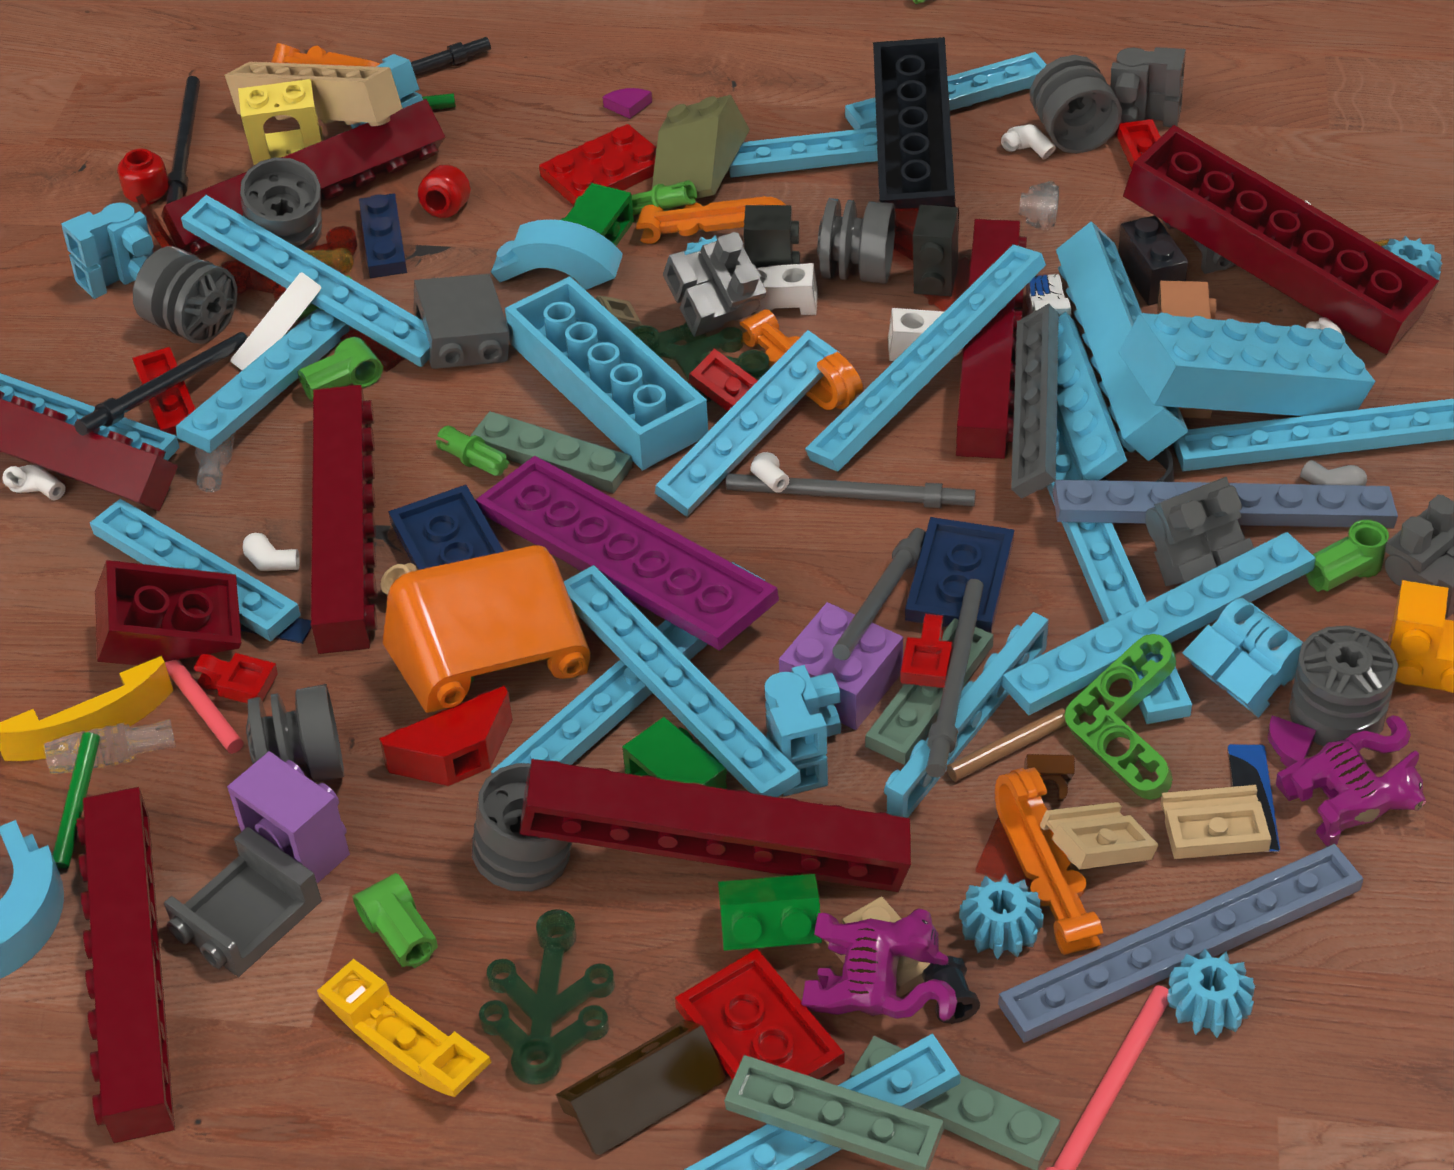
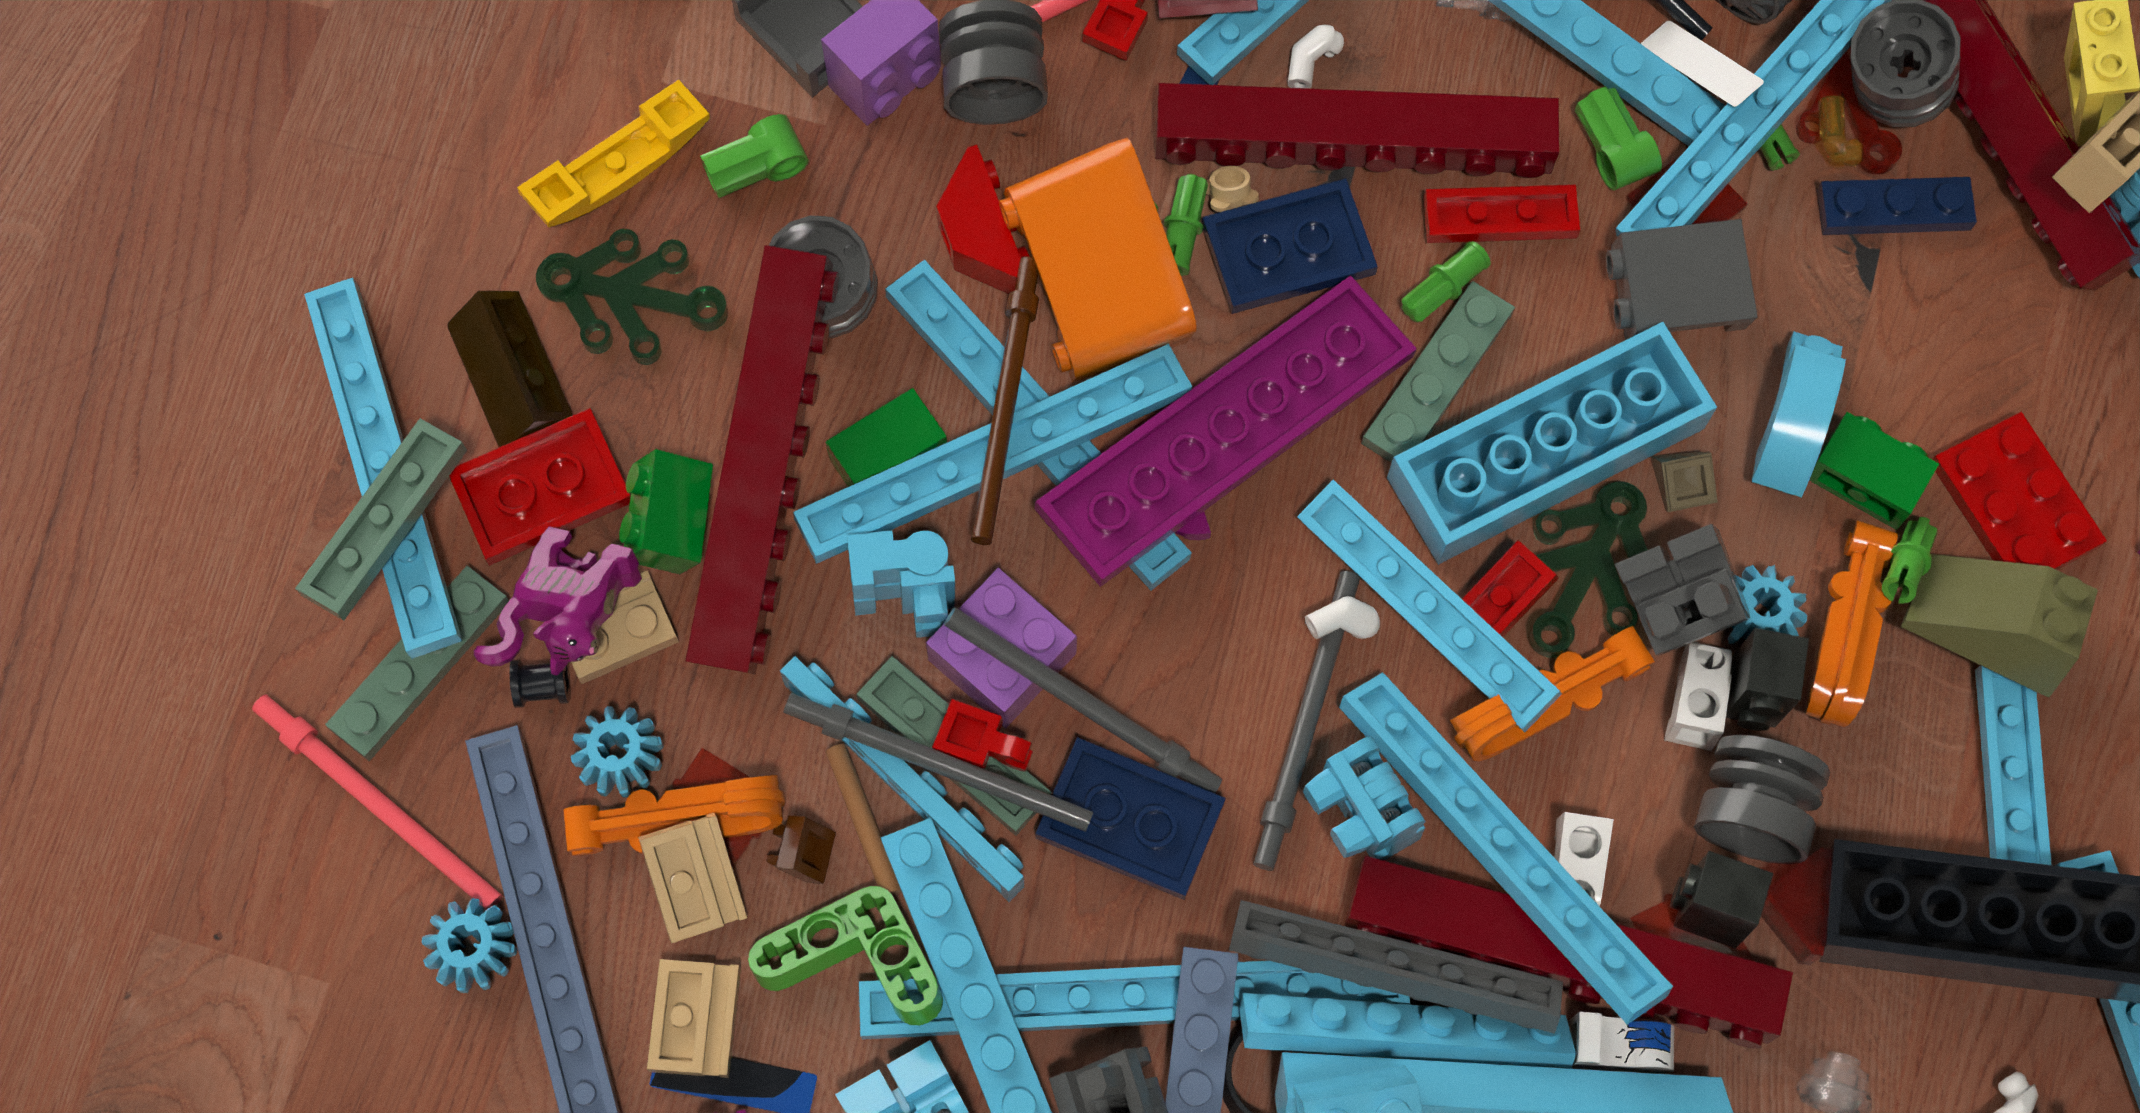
camera: 95 degrees right, 25 degrees up
(409, 427) = (1501, 213): none -> red plate
(444, 191) = (1966, 281): red head -> none
(540, 675) = (1021, 311): none -> reddish brown bar
(913, 431) = (1373, 799): none -> medium azure hips

